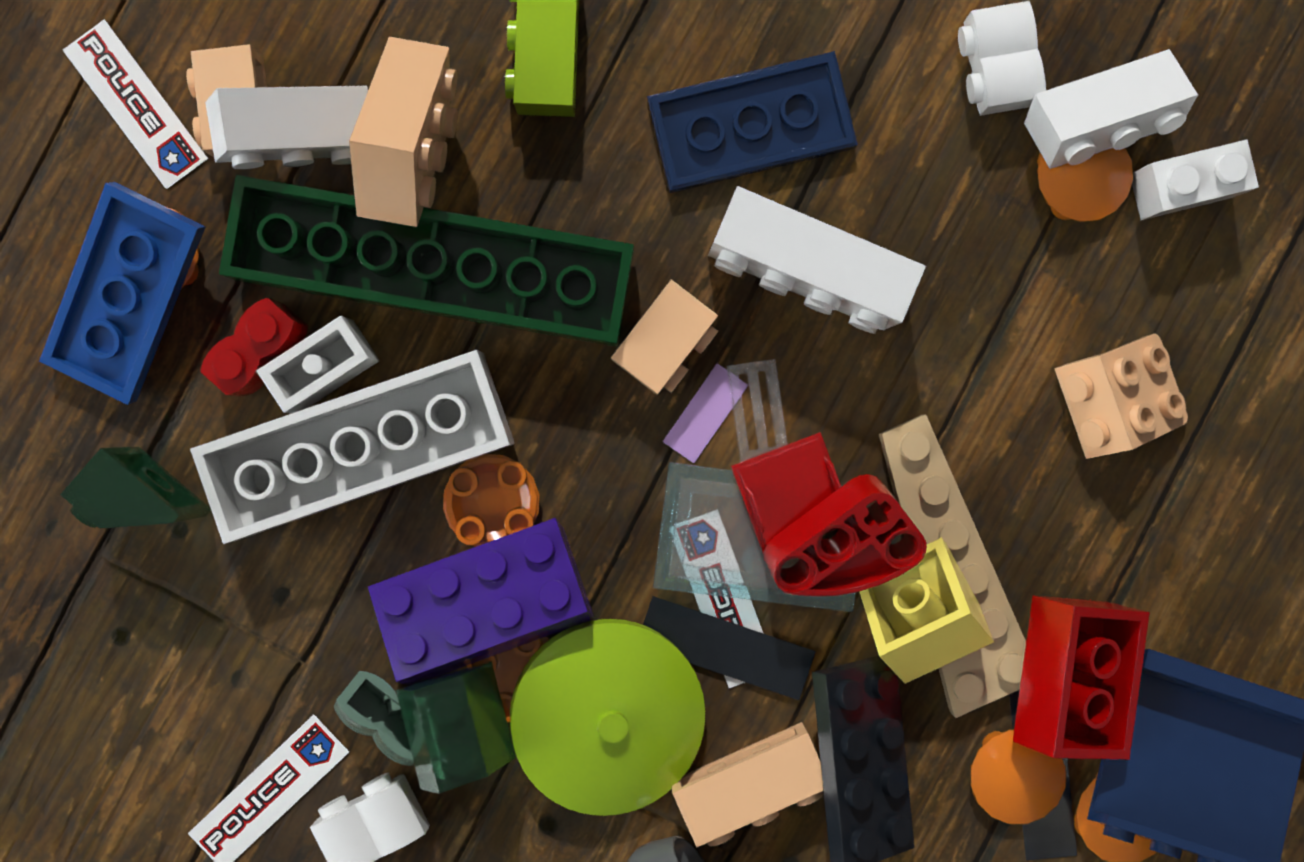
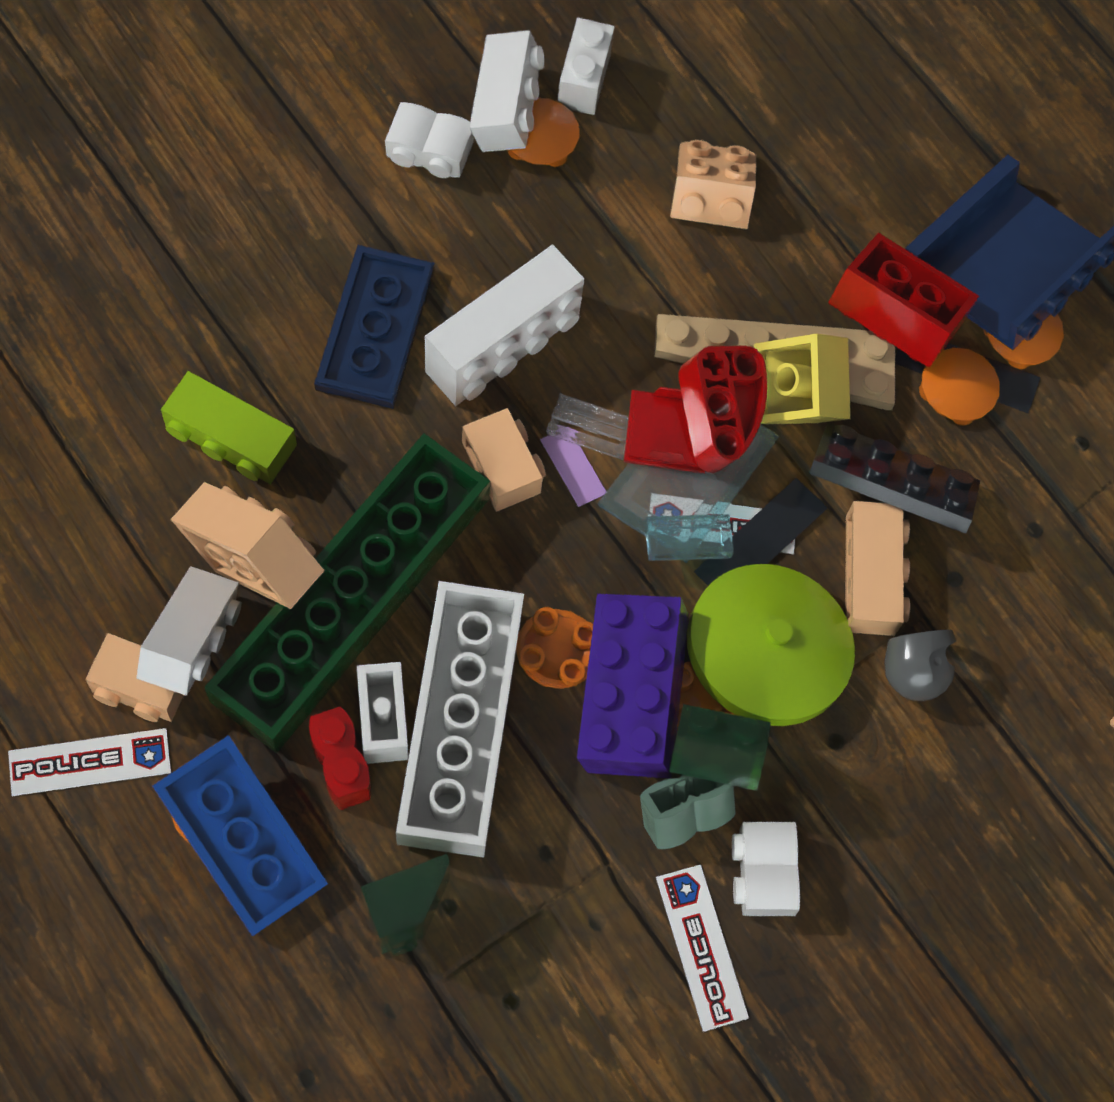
camera: 70 degrees left, 20 degrees down
(675, 579) = (689, 537): none -> clear light blue tile

